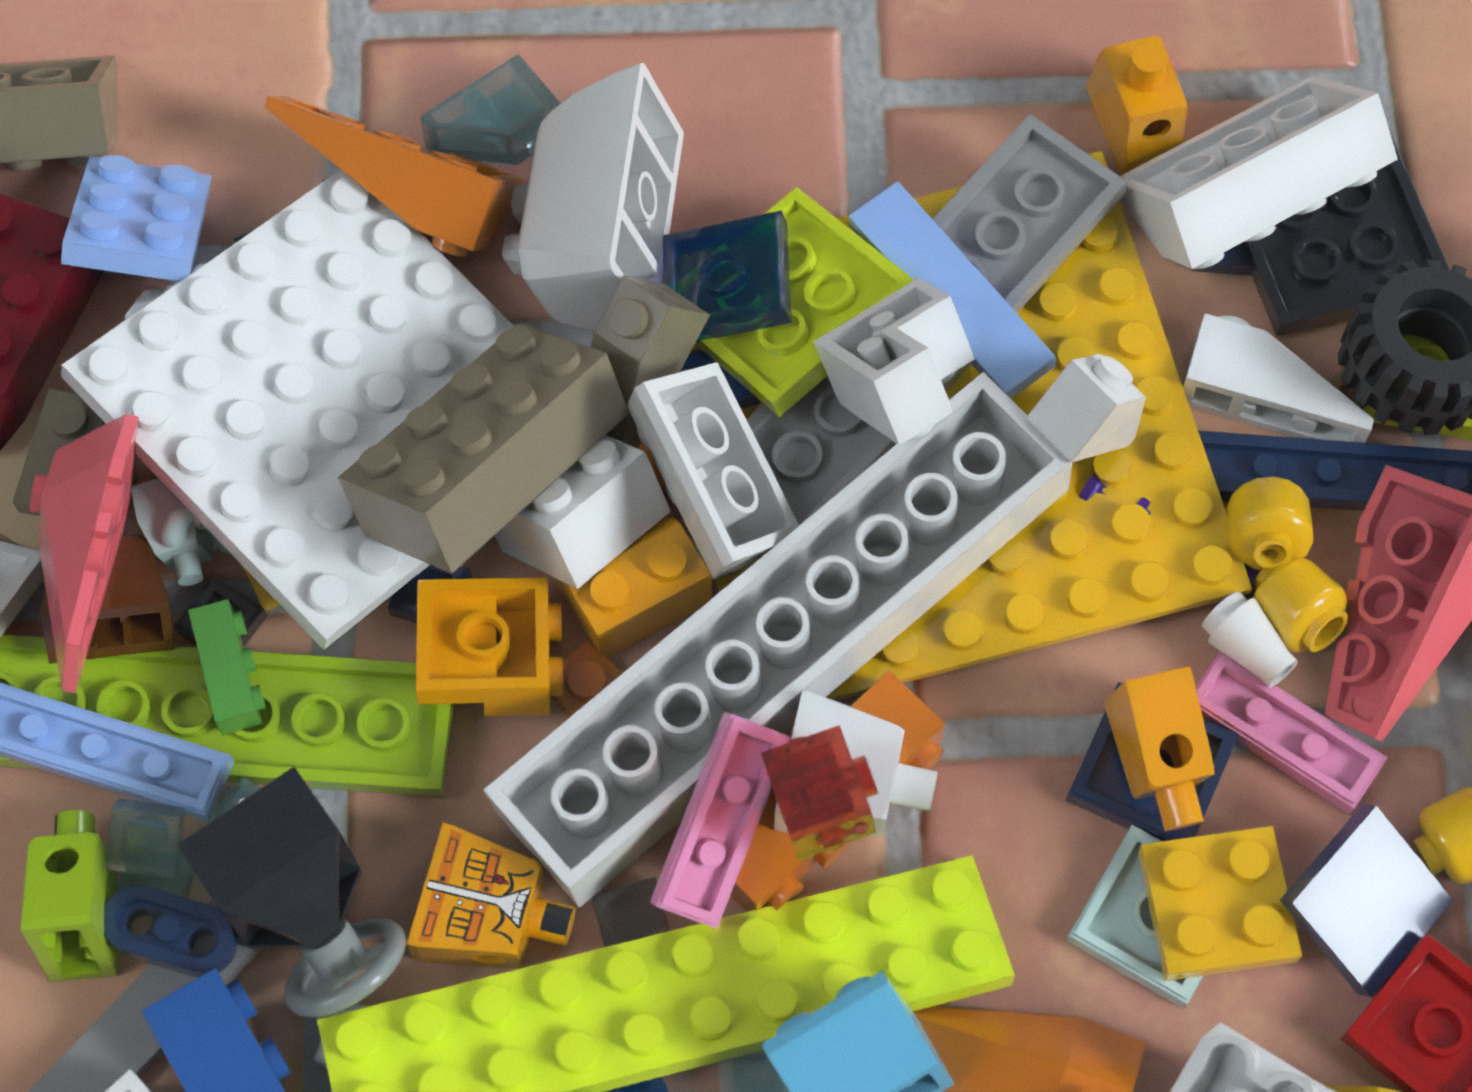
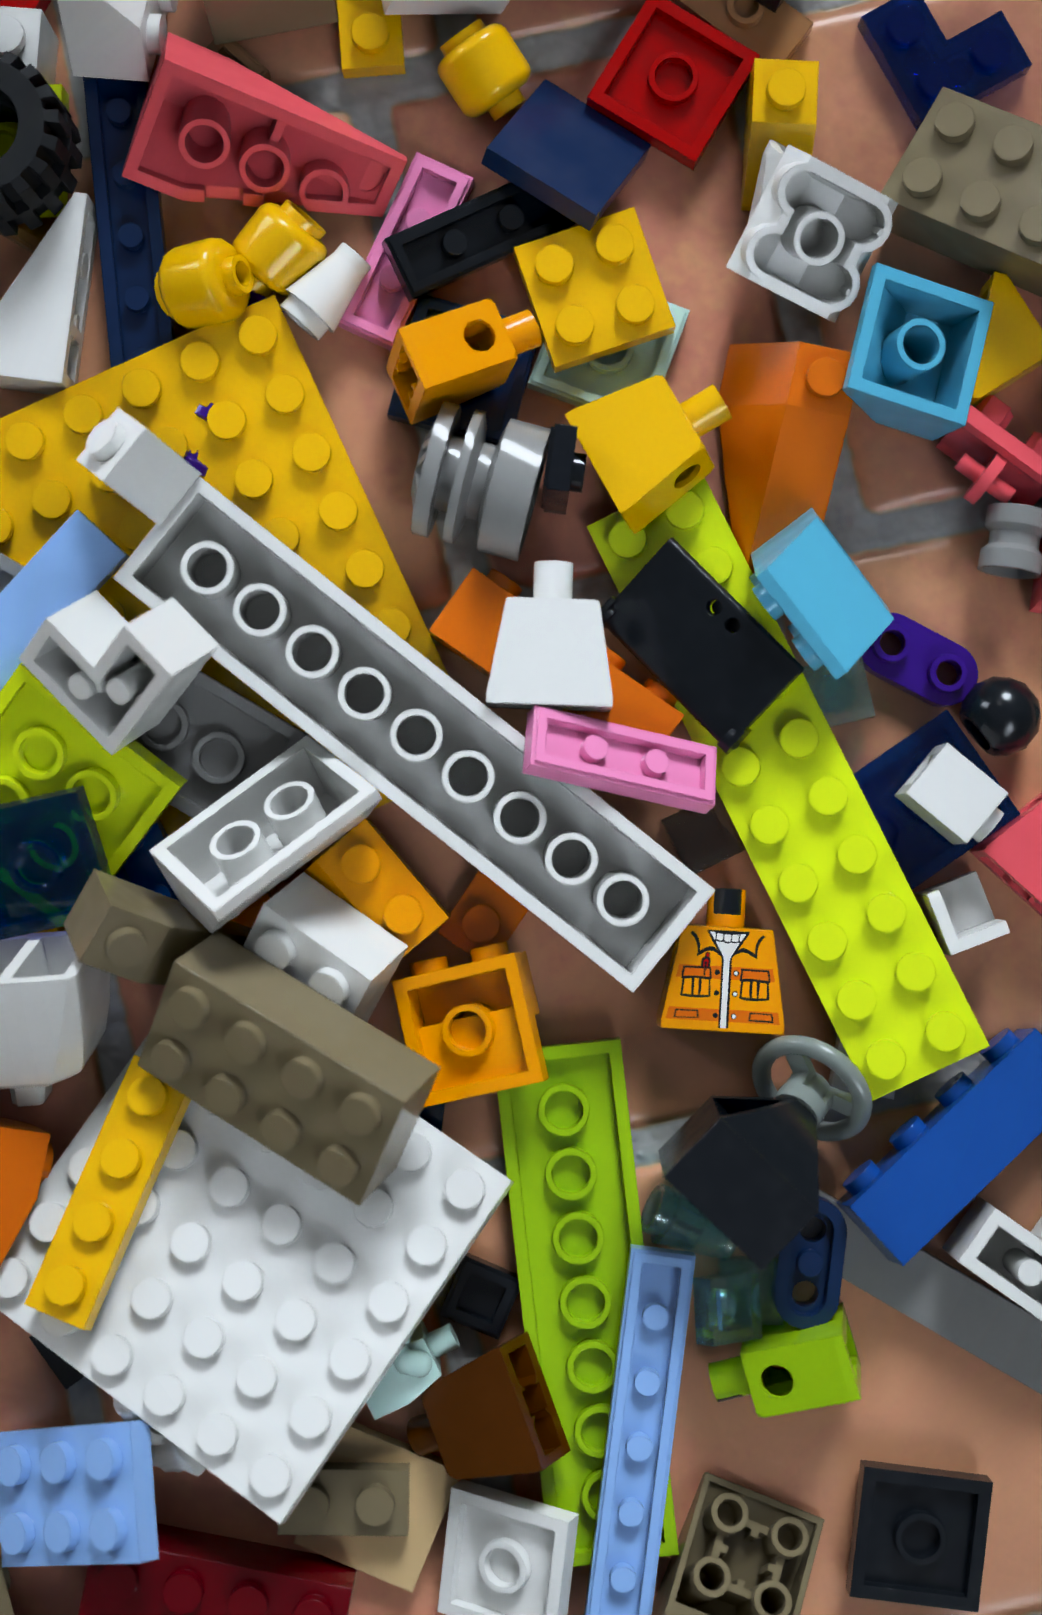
camera: 105 degrees left, 20 degrees up
(80, 530) = (438, 1457): coral wedge -> none
(227, 666) = (541, 1275): bright green piece -> none
(395, 282) = (108, 1199): none -> yellow plate
(793, 942) = (711, 671): none -> black door
(821, 791) = (599, 661): clear red head -> none
(1031, 745) = (479, 480): none -> light grey wheel
(1032, 824) = (563, 469): none -> black plate
(1042, 915) = (648, 444): none -> yellow torso
(1287, 783) = (469, 238): none -> black tile

